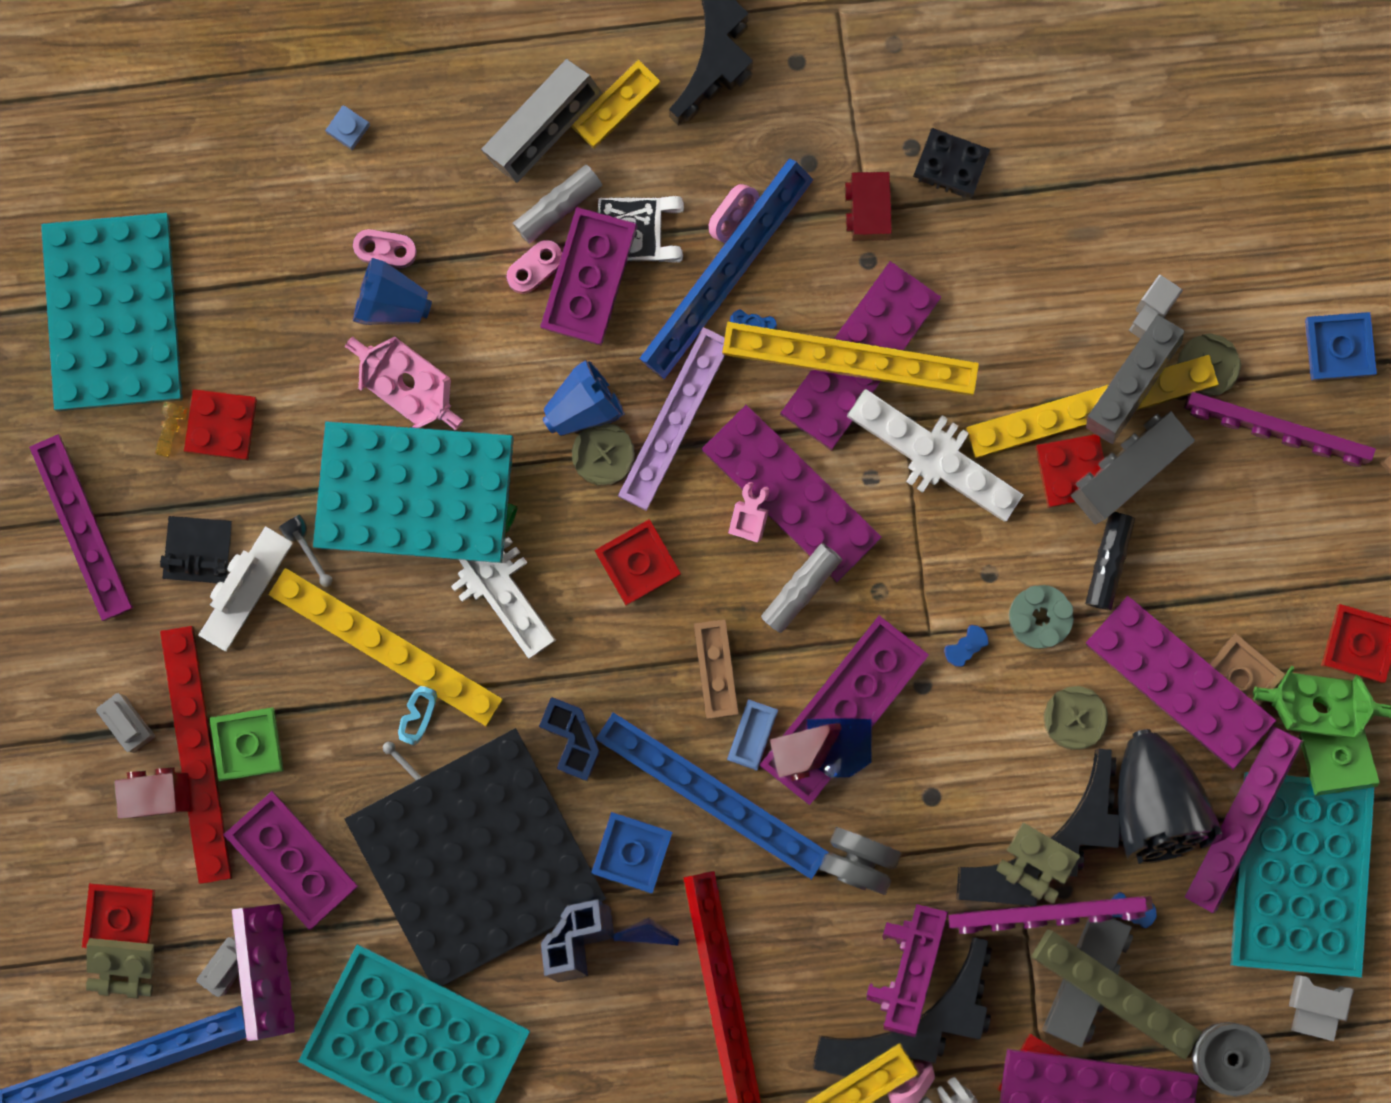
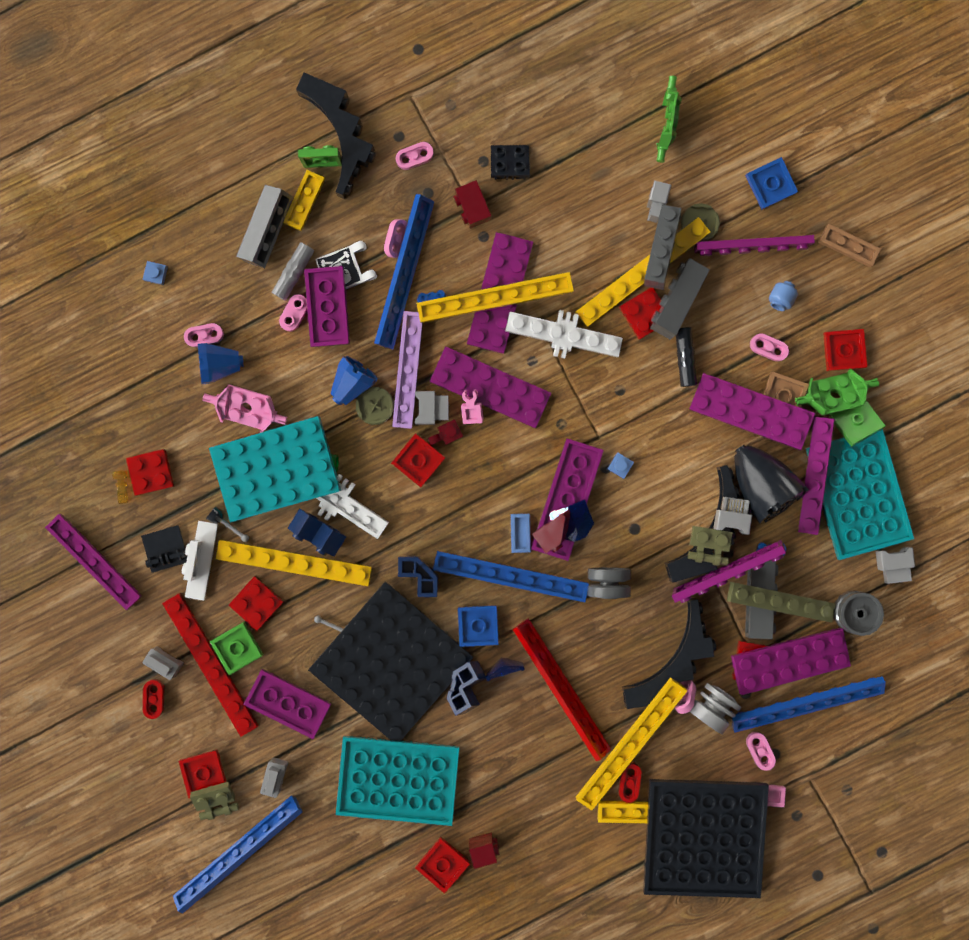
camera: 20 degrees left, 5 degrees up
(85, 771) = (153, 698): none -> red plate
(111, 312) = (61, 431): teal plate -> none
(152, 795) = (194, 698): brick -> none
(263, 971) = (296, 773): magenta plate -> none
(303, 687) = (256, 603): none -> red plate
(429, 694) = (328, 610): medium azure helmet -> none
(439, 612) = (310, 528): none -> dark blue brick
(669, 51) = (324, 157): none -> bright green plate
(689, 490) = (431, 407): none -> light grey piece
(699, 537) = (447, 432): none -> dark red plate
(715, 669) = (485, 504): medium nougat plate -> none
(801, 588) = (517, 439): light grey axle -> none
(809, 100) = (413, 154): none -> bright pink plate
(920, 947) = (660, 616): magenta hinge -> none
(946, 689) = (620, 465): none -> medium blue plate
(959, 653) = (620, 442): blue piece -> none
(1023, 623) = (667, 397): sand green plate -> none
(1075, 718) = (699, 453): olive tile -> none
(1091, 830) = (733, 515): none -> light grey piece
(1233, 168) = (669, 133): none -> bright green plate
(1245, 593) = (768, 346): none -> bright pink plate
(1294, 524) = (783, 296): none -> medium blue head

